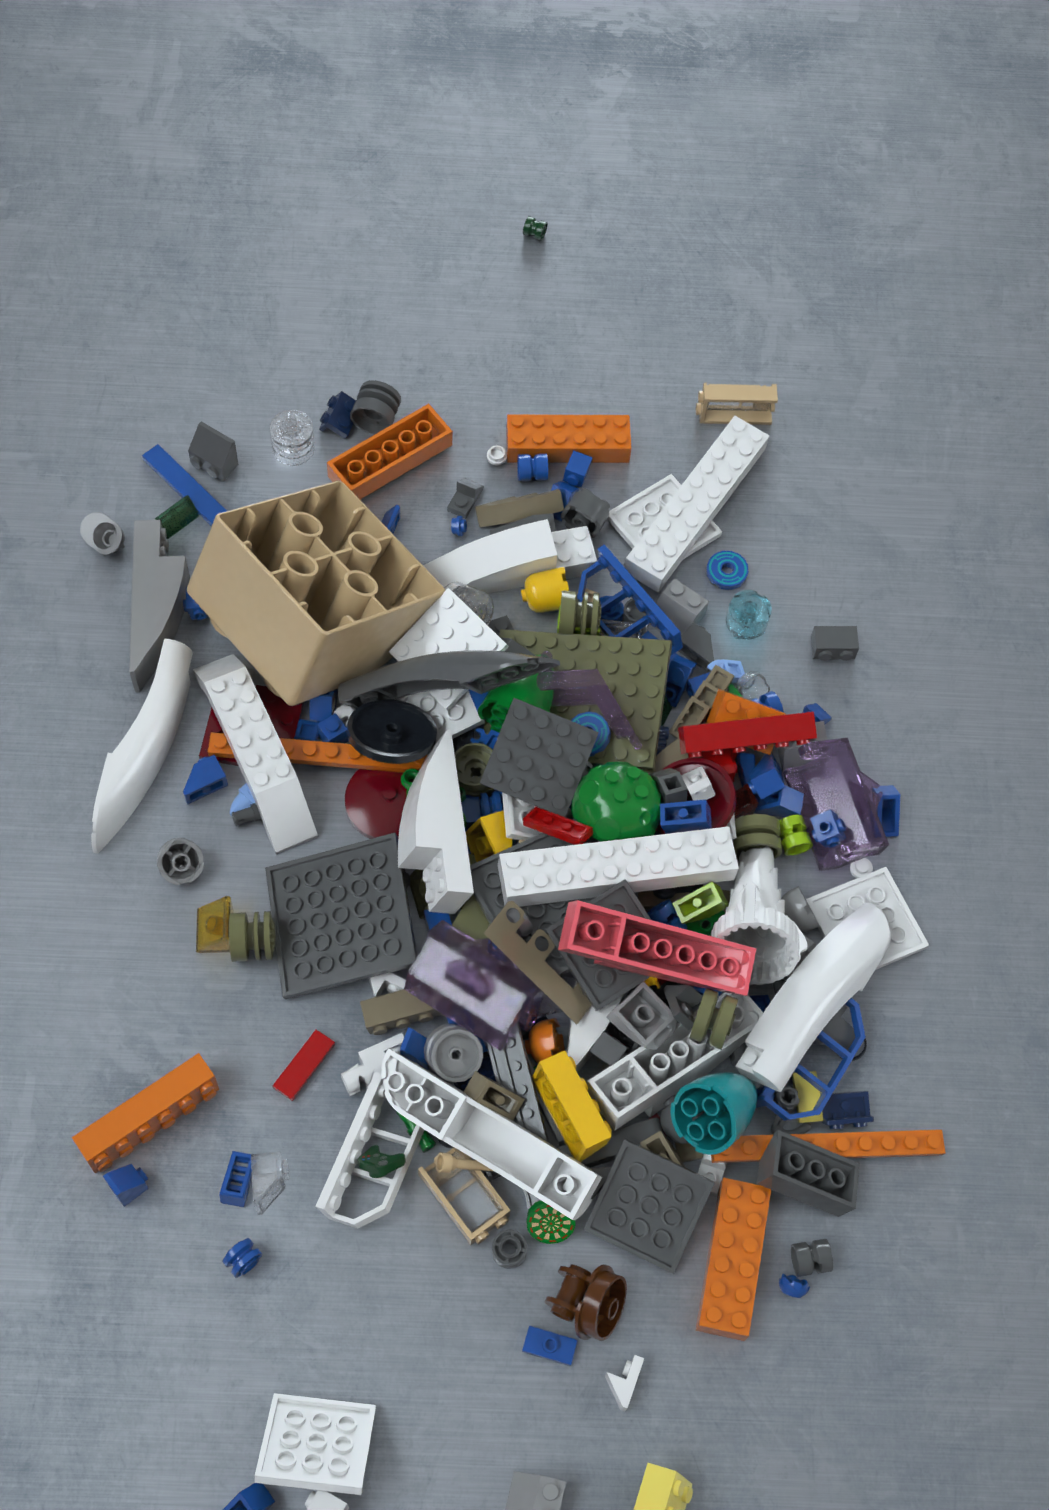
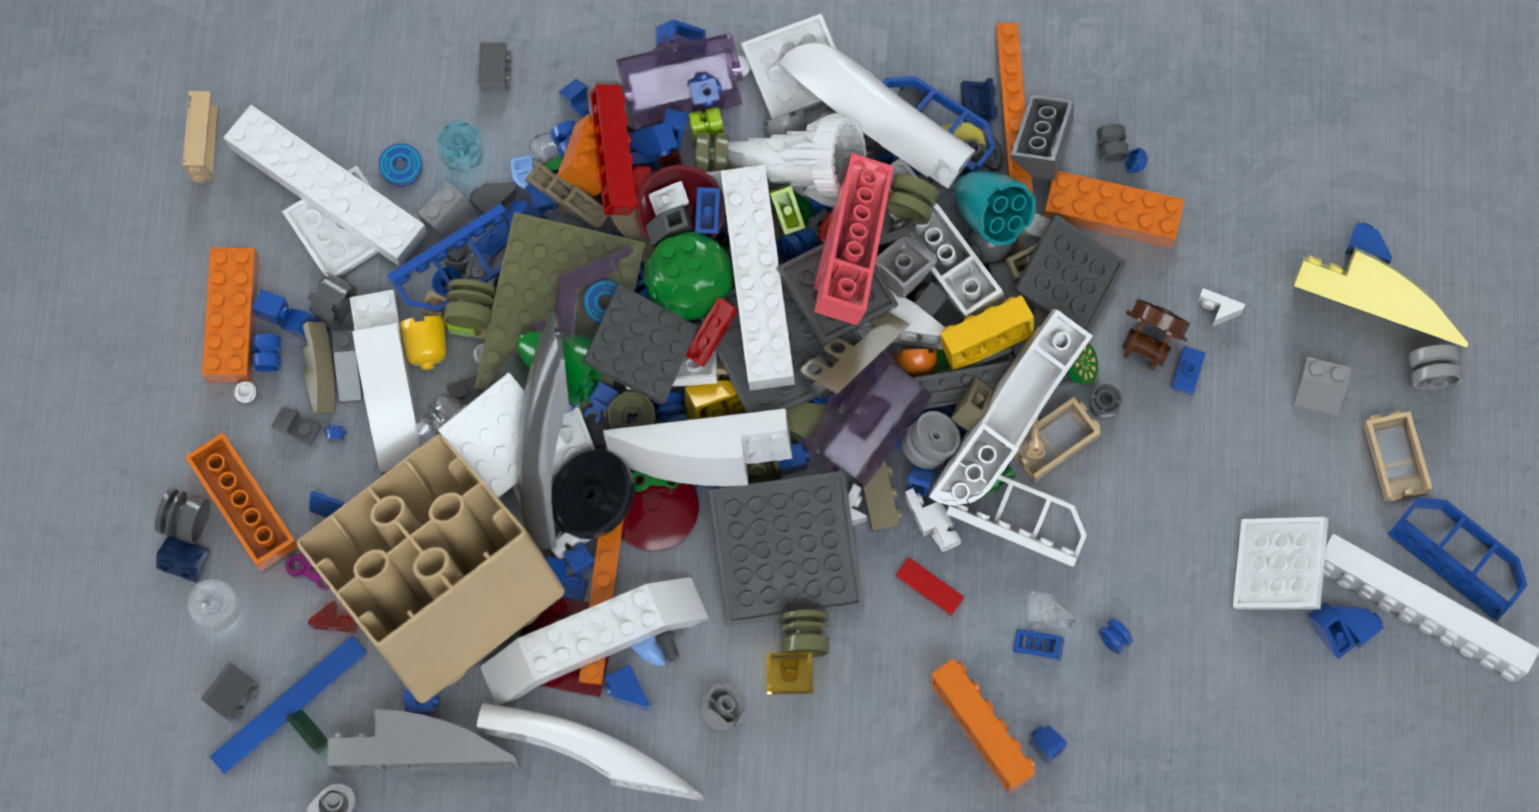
camera: 80 degrees left, 10 degrees up
(378, 1163) = (1033, 510): dark green piece -> none

